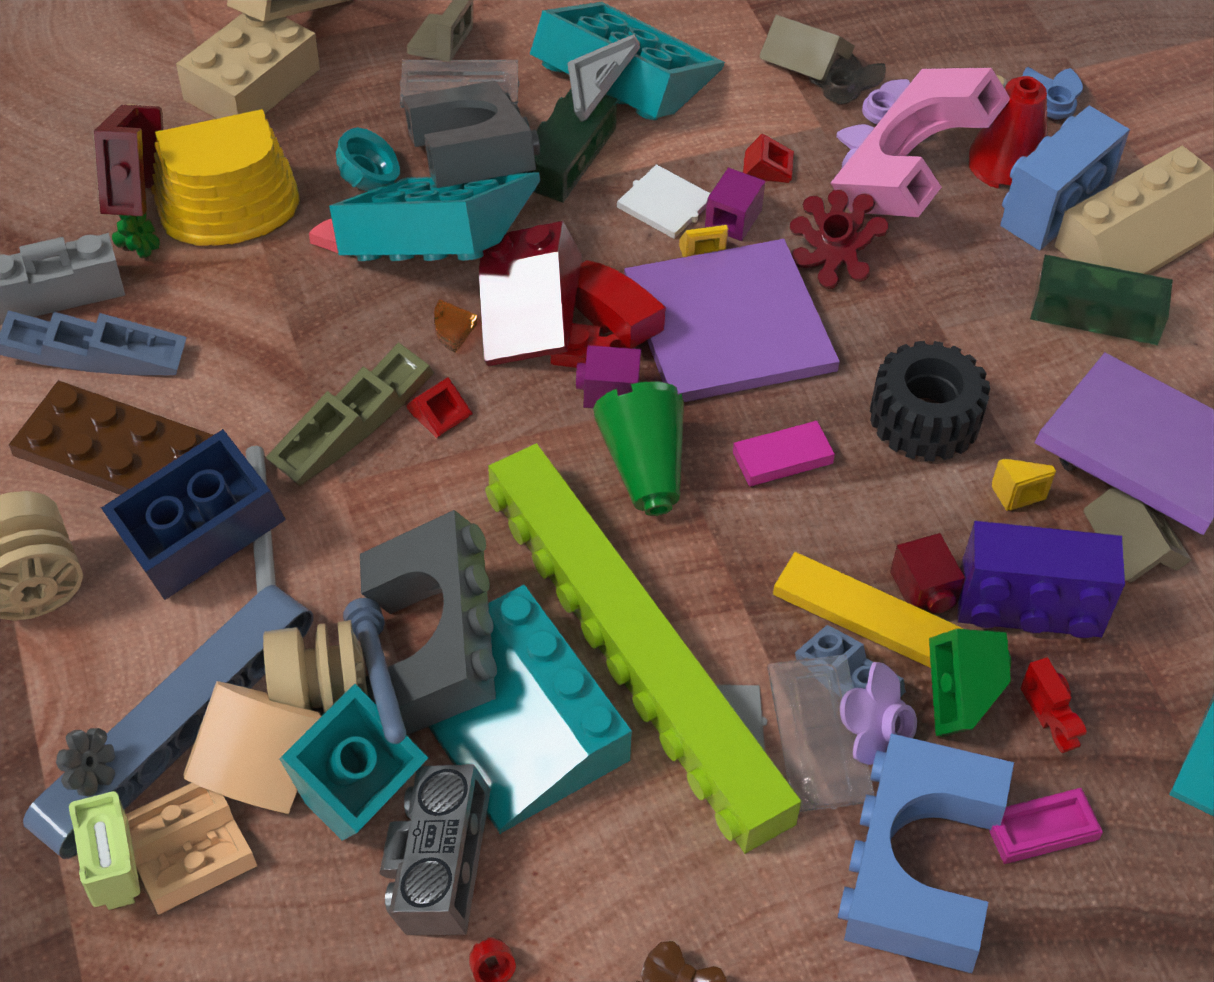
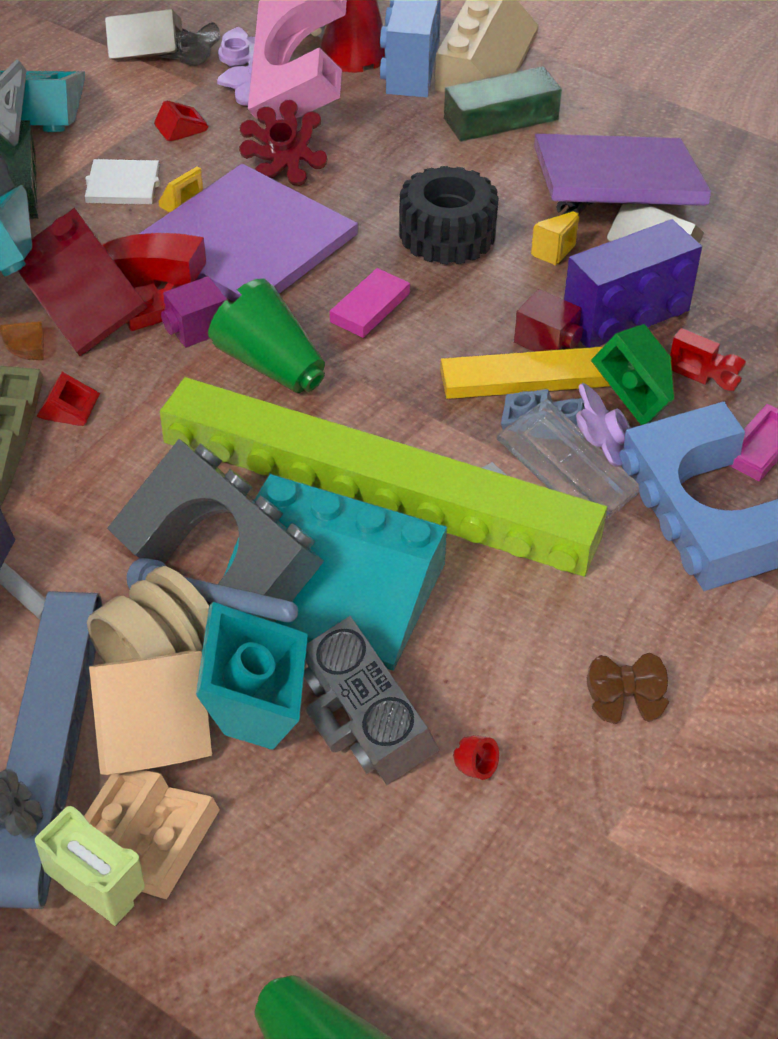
camera: 35 degrees left, 5 degrees down
(735, 203) = (183, 151): magenta brick -> none

